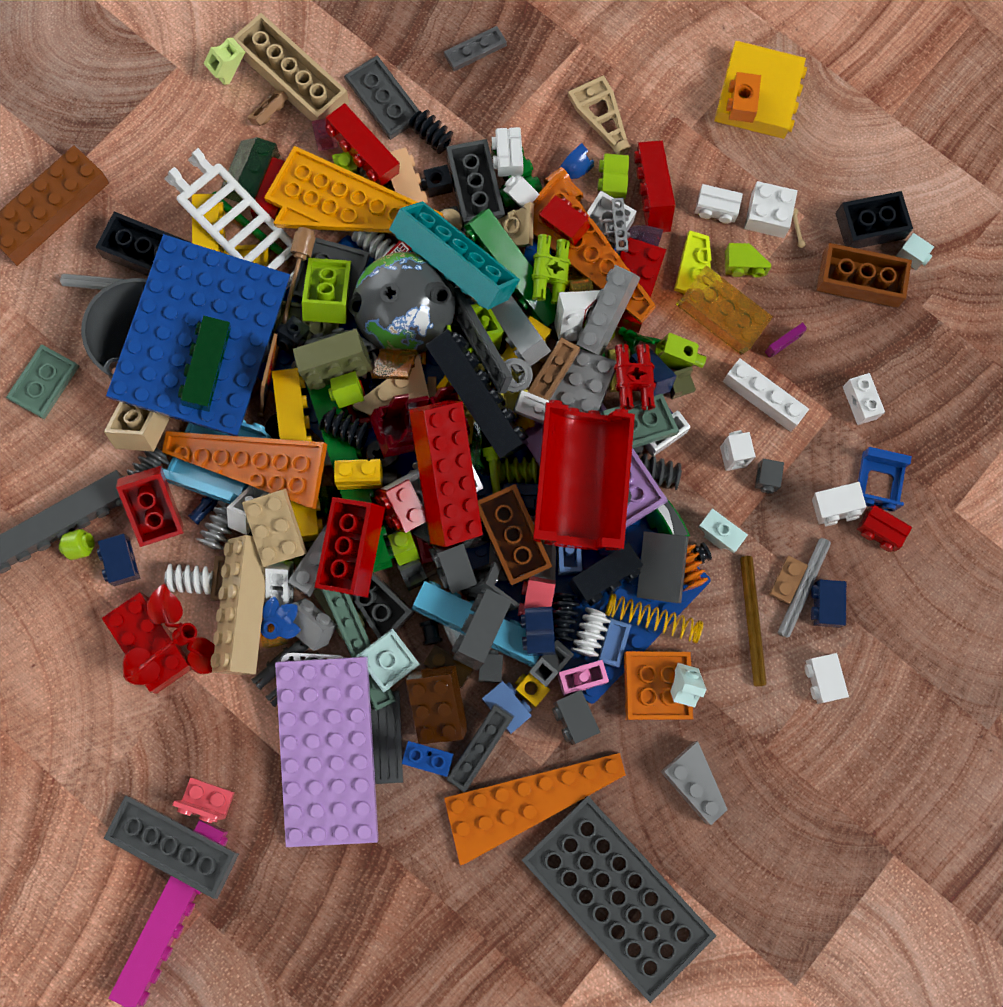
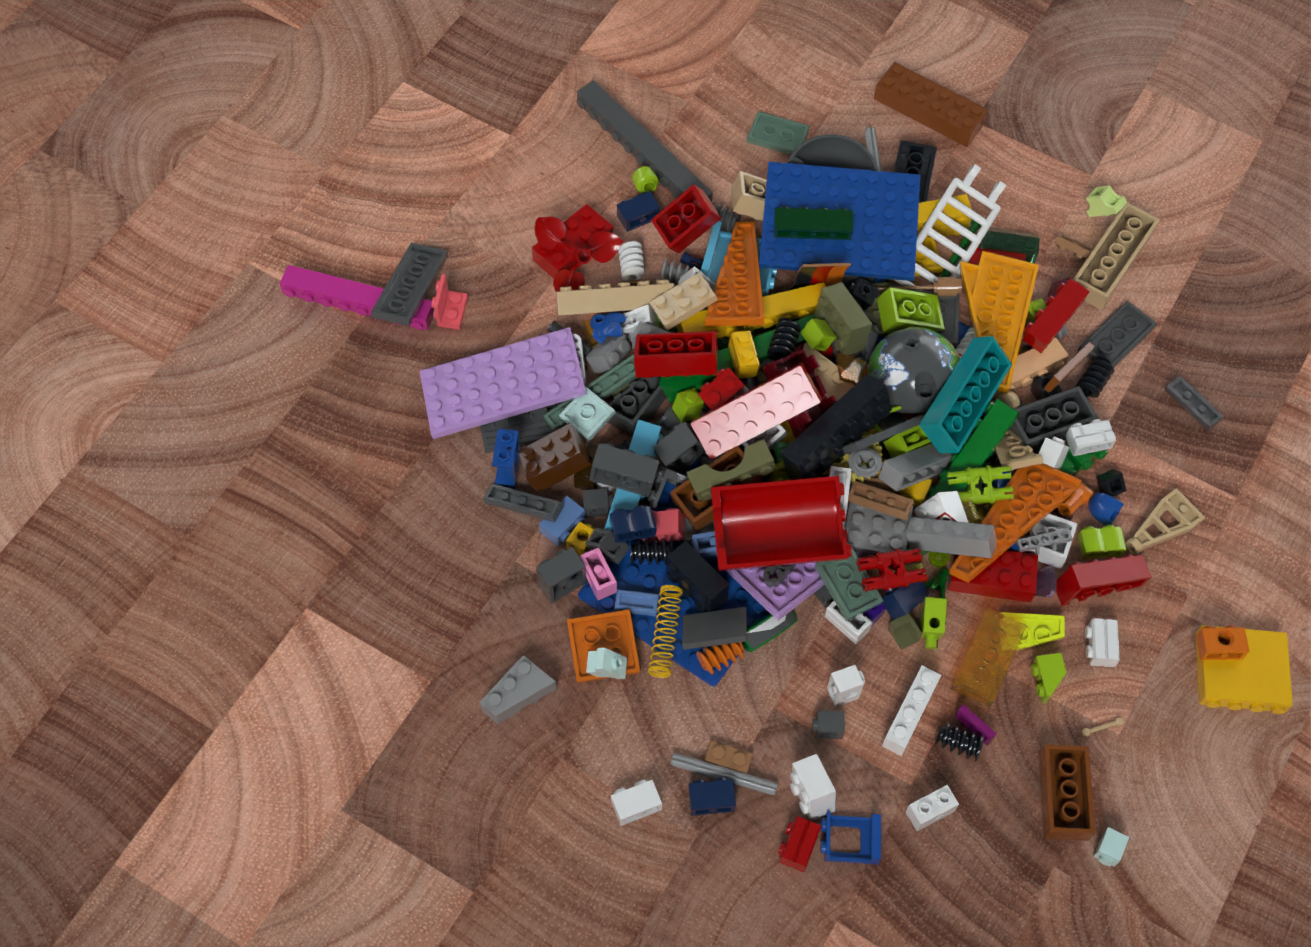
camera: 85 degrees right, 15 degrees down
(420, 150) = (1069, 367): none -> tile
(503, 484) = (756, 462): none -> olive arch
(504, 810) = (474, 540): orange wing -> none
(553, 149) = (1111, 483): none -> black plate
(565, 220) = (1032, 489): red brick -> none
(590, 633) = (640, 577): white piece -> none
(651, 881) = (423, 664): dark grey piece -> none
(663, 472) = (808, 620): dark grey piece -> none
(704, 553) = (738, 671): black bush -> none
(722, 532) = (762, 682): light aqua brick -> none
(753, 621) = (681, 728): pearl gold axle -> none
(770, 209) = (1112, 693): white brick -> none
(800, 357) = (960, 740): none -> black piece
(874, 220) = (1131, 796): black brick -> none

